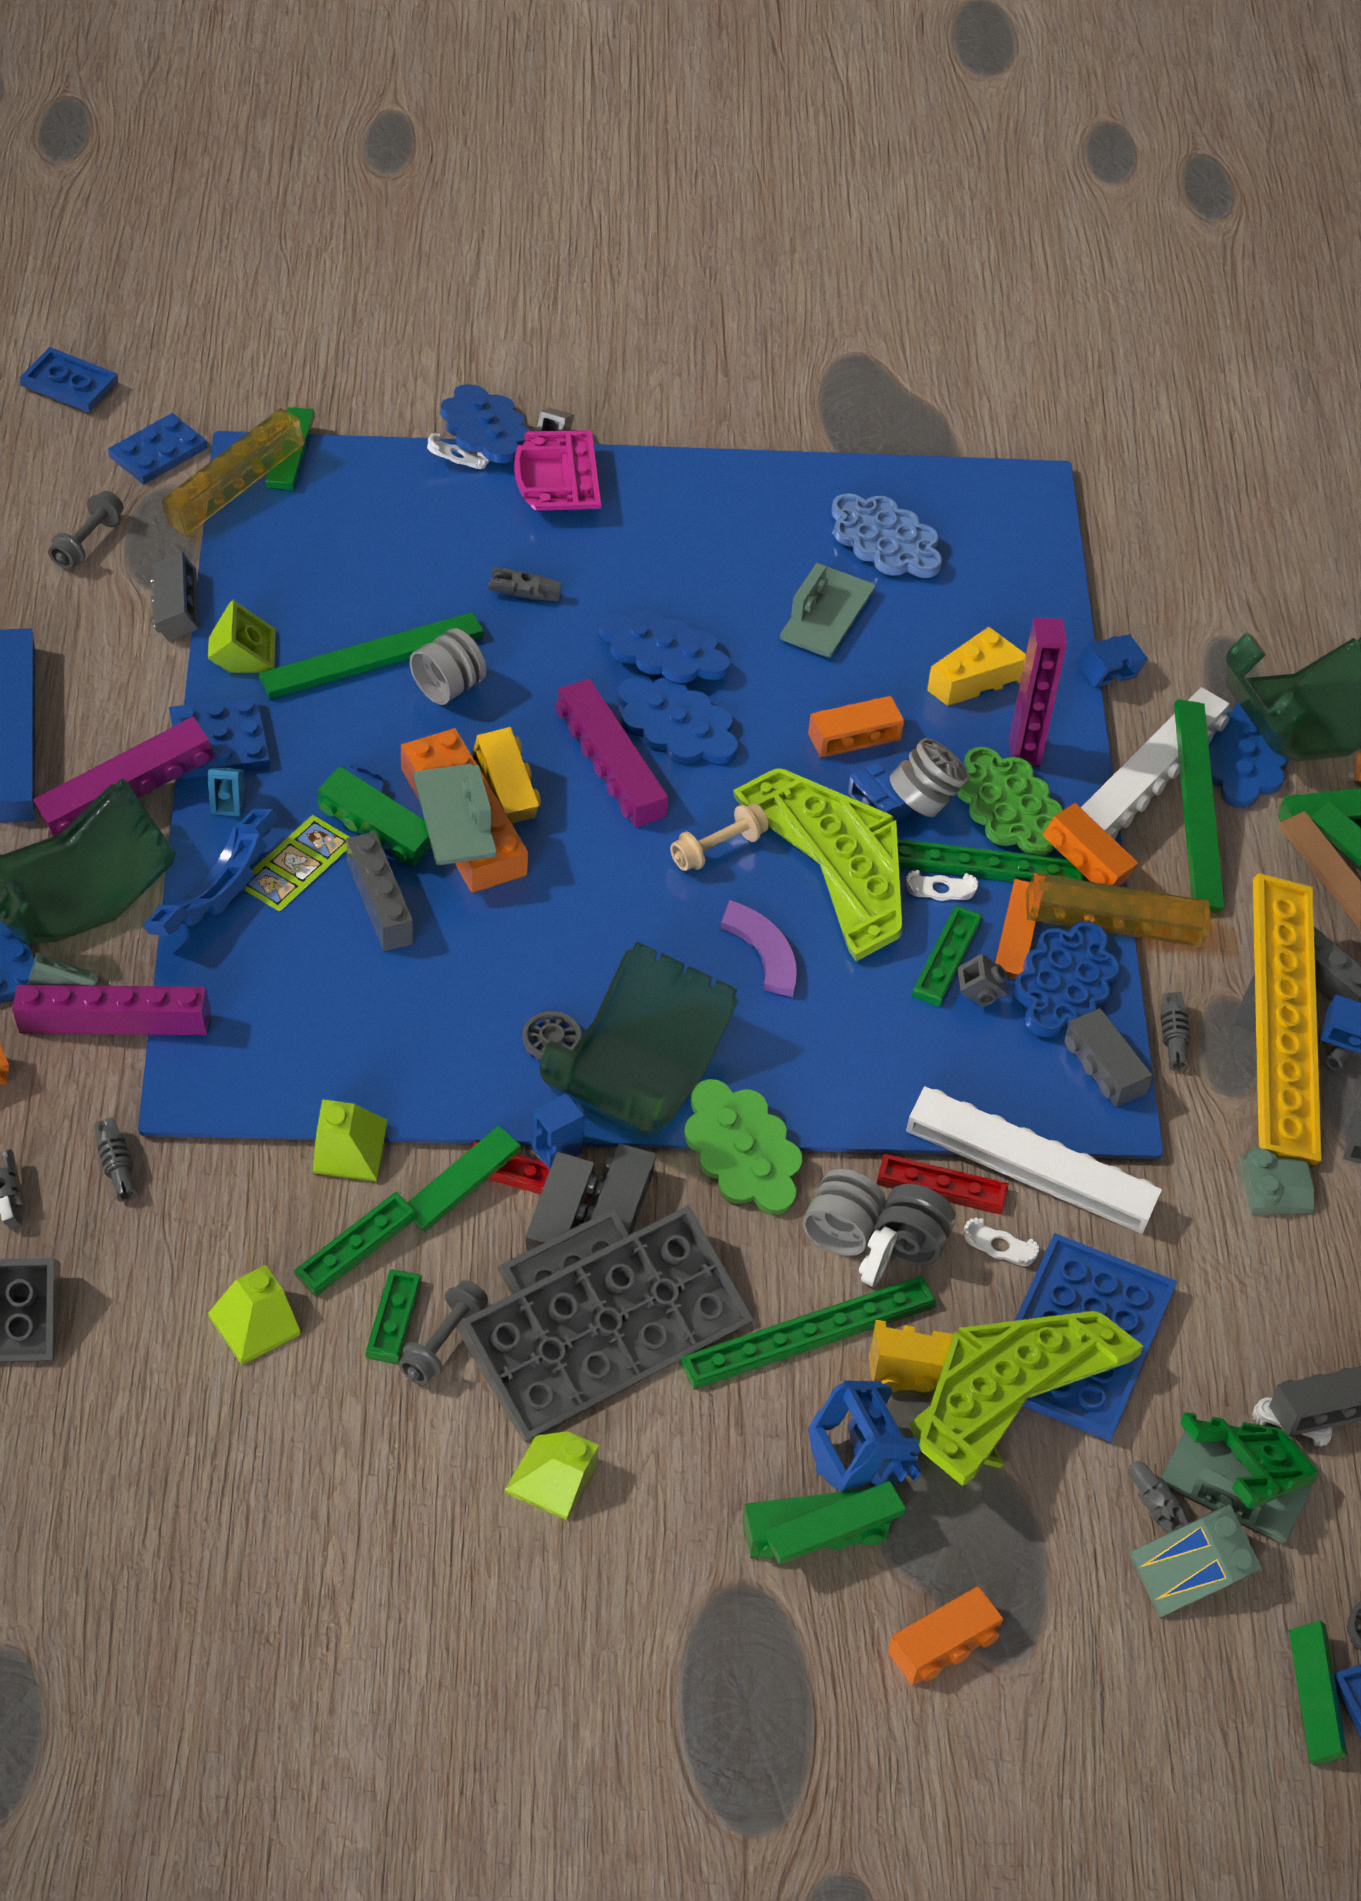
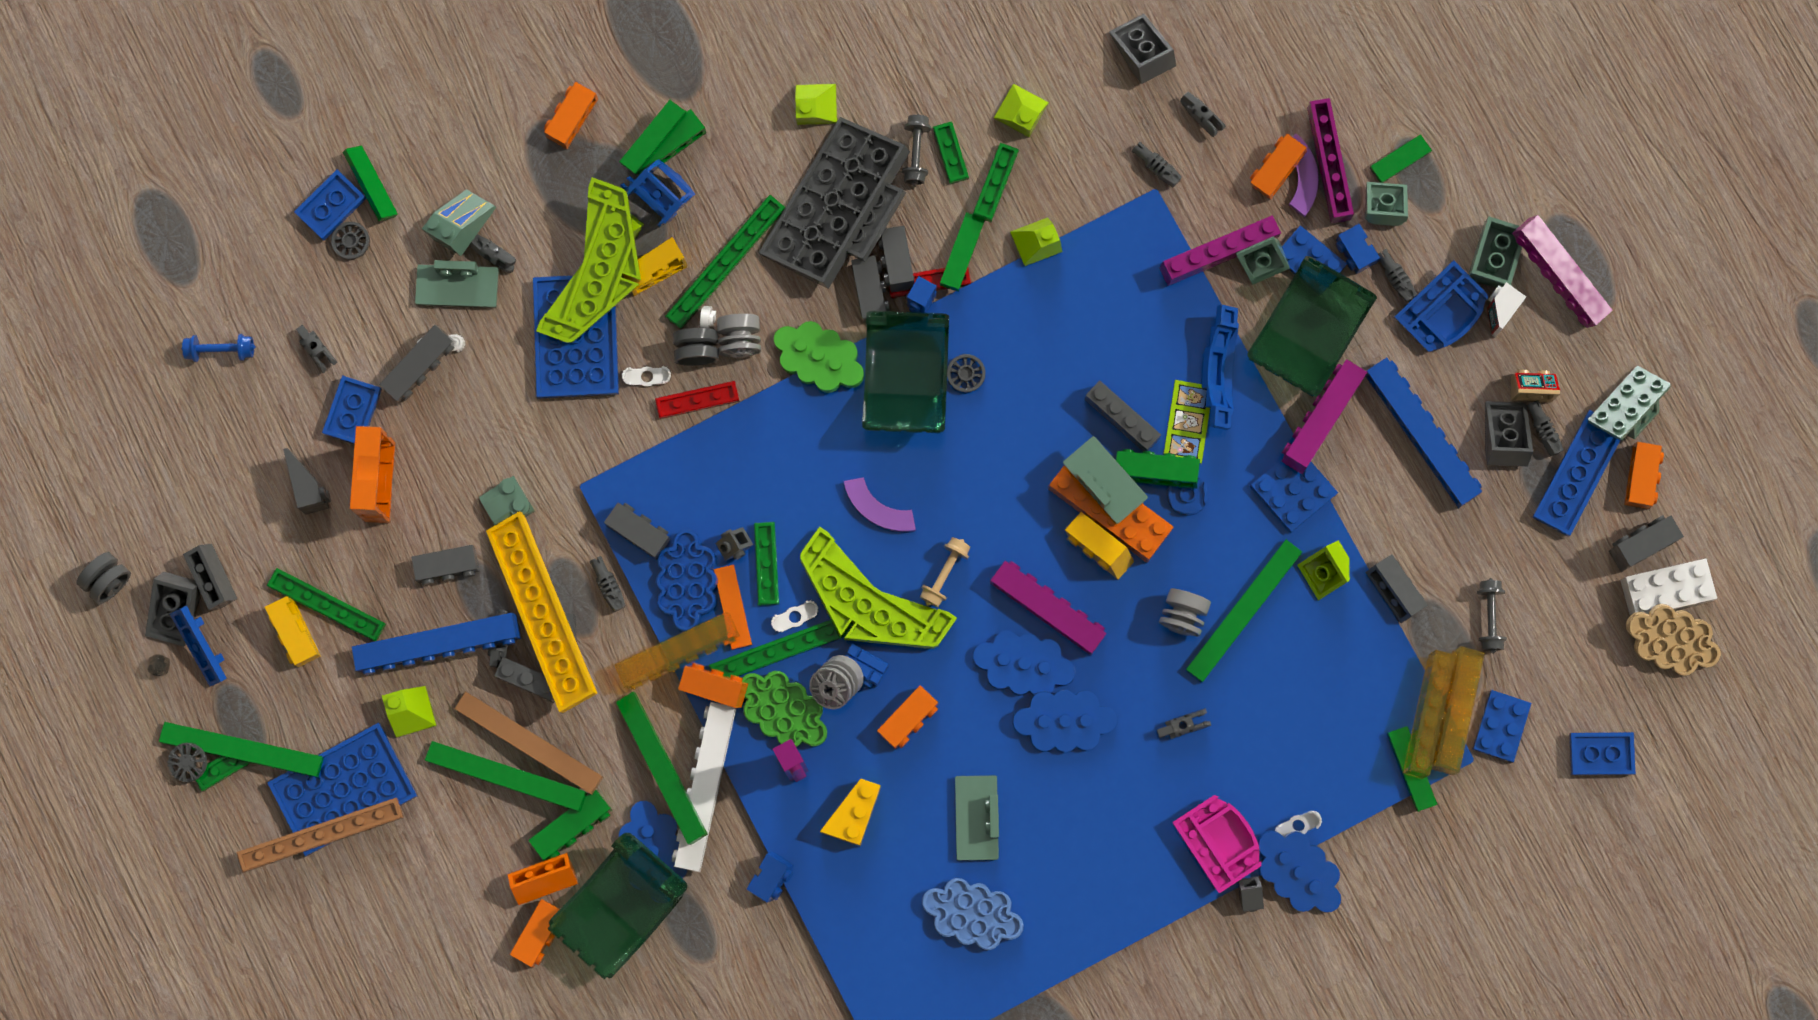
camera: 160 degrees right, 30 degrees up
(145, 500) = (1458, 710): none -> clear yellow brick
(226, 791) = (1259, 442): dark azure slope -> none
(1033, 1159) = (650, 433): white brick -> none
(1266, 1453) = (444, 305): green wing -> none

